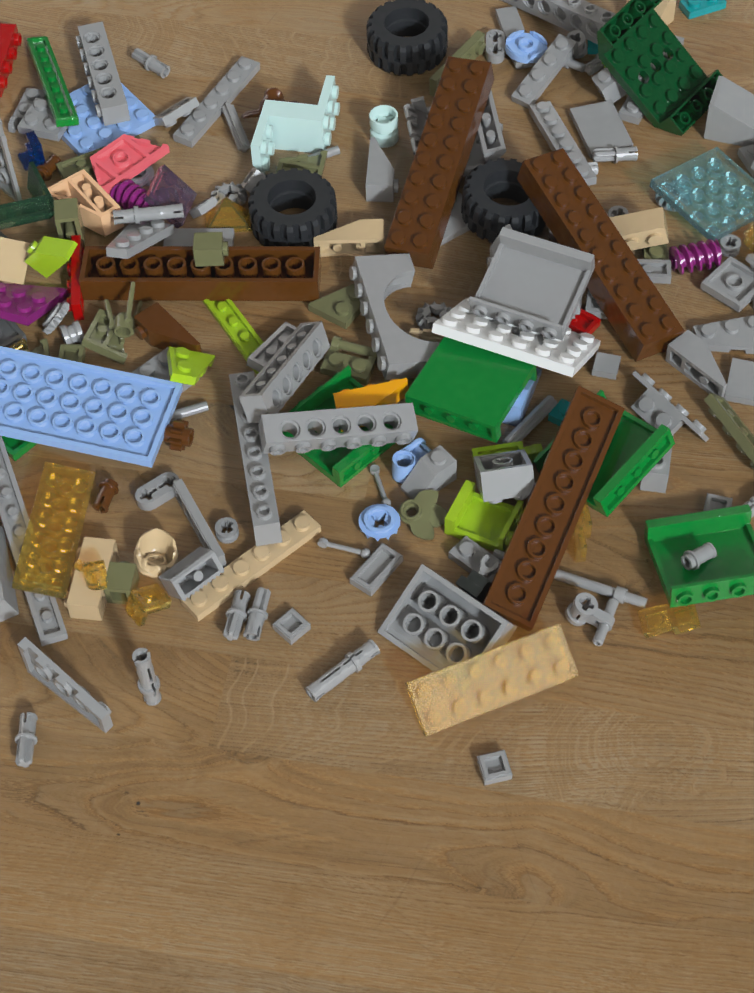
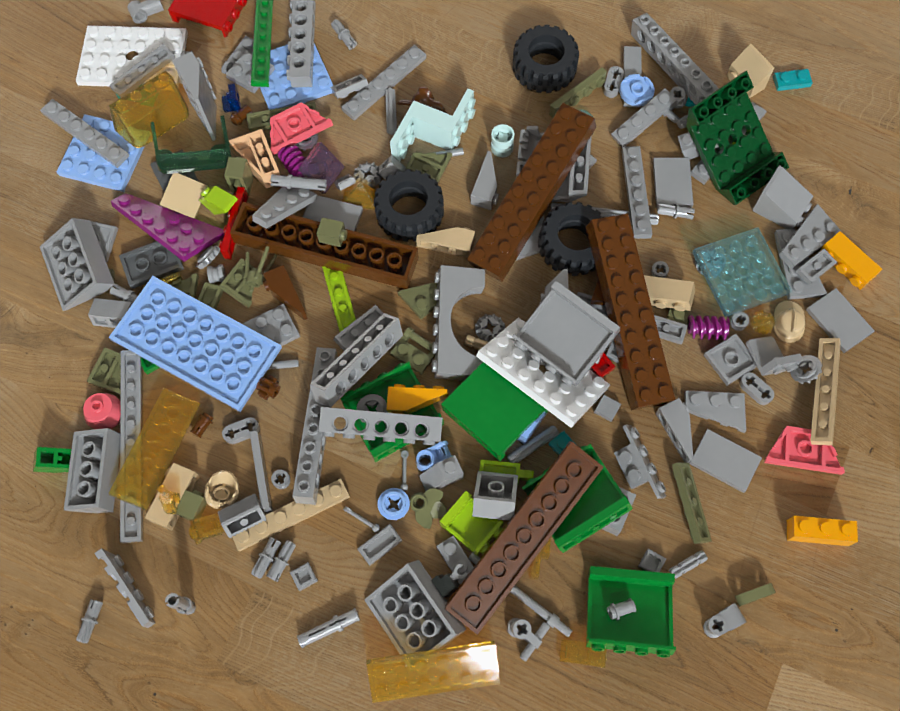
camera: 15 degrees right, 15 degrees up
(187, 365) = (290, 328): lime wing -> none

